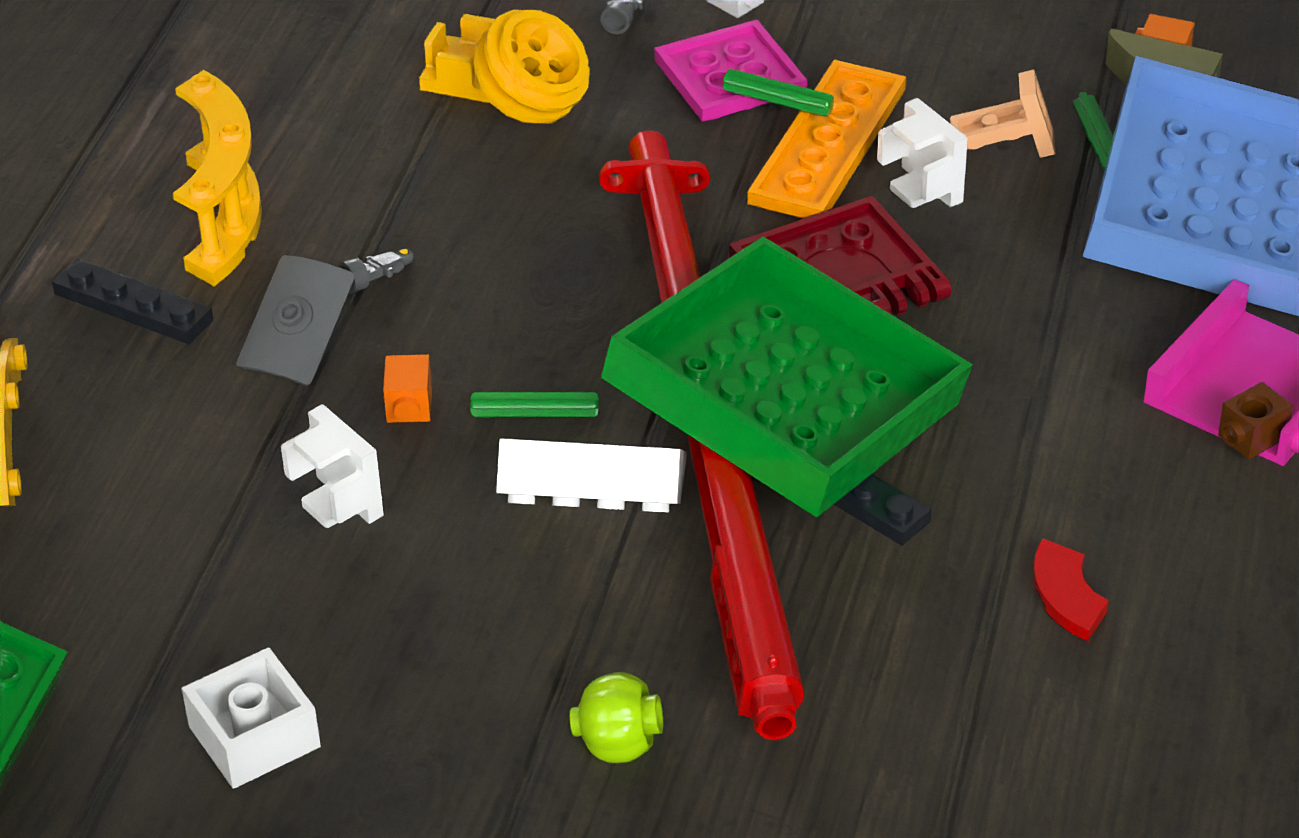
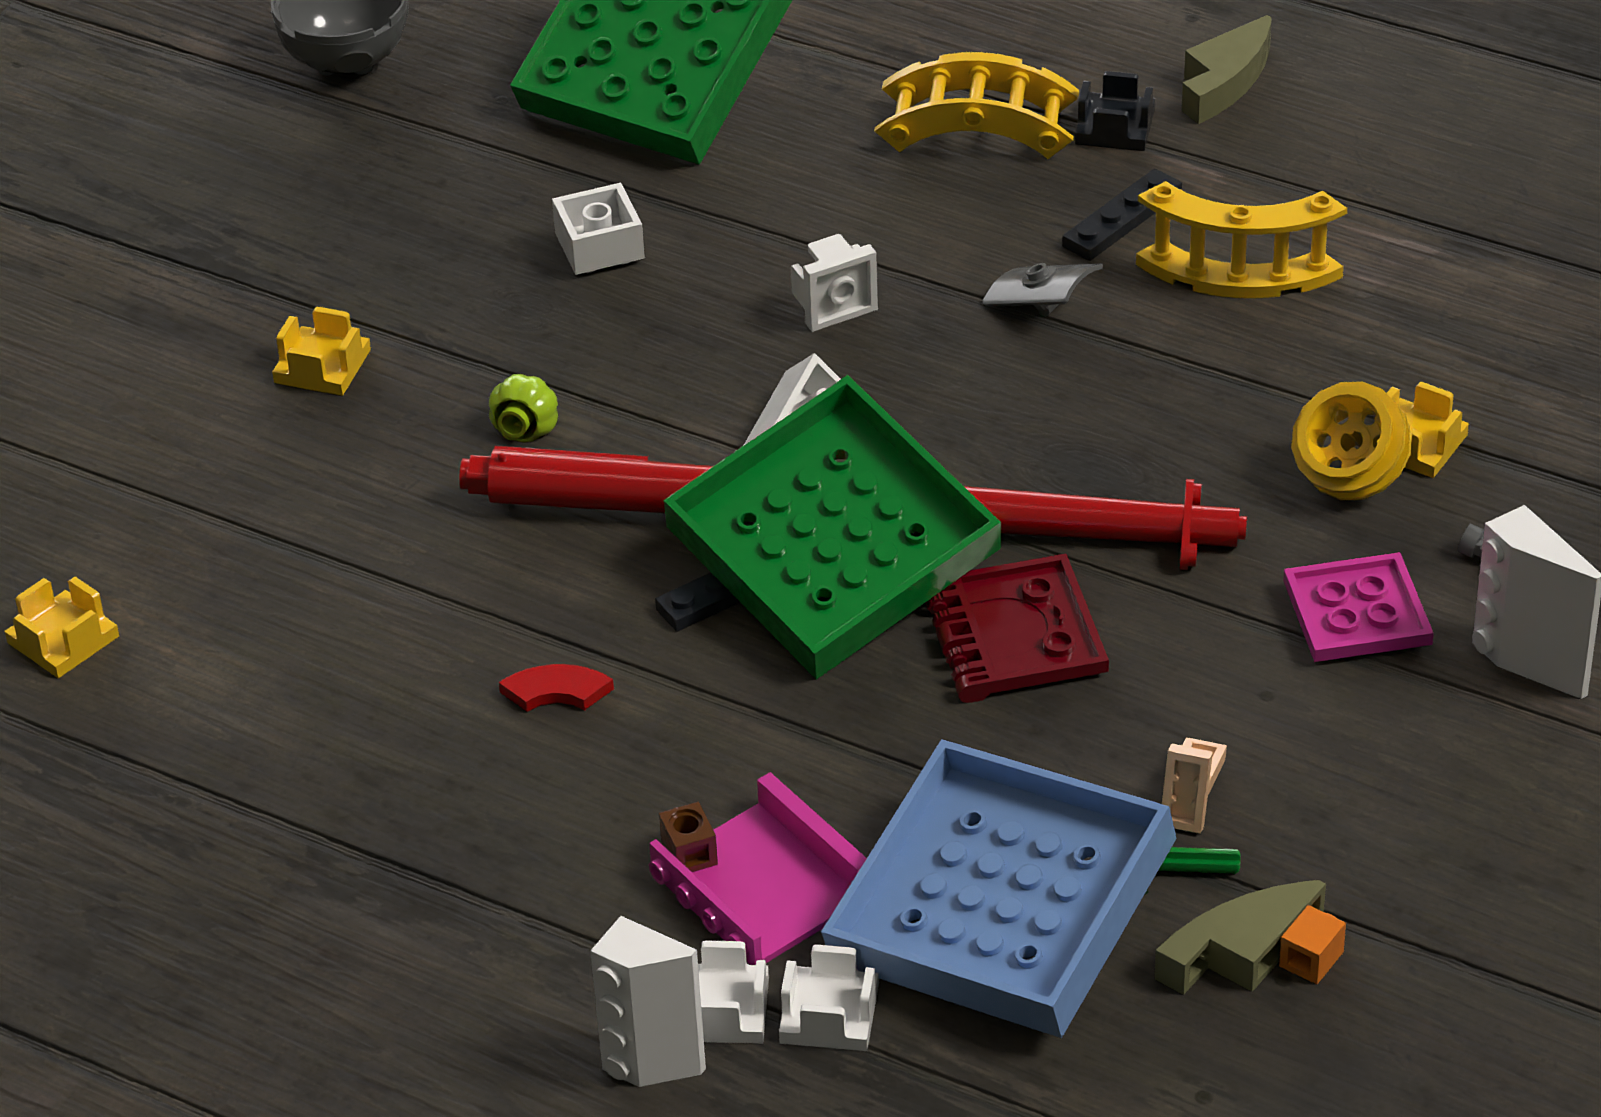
camera: 105 degrees right, 0 degrees up
(376, 267) = (1107, 333): dark grey piece -> none
(407, 388) = (939, 343): orange brick -> none
(534, 404) = (909, 402): green axle -> none
(778, 92) = (1283, 615): green axle -> none
(824, 152) = (1221, 656): light orange plate -> none
(930, 153) = (1141, 697): white panel -> none

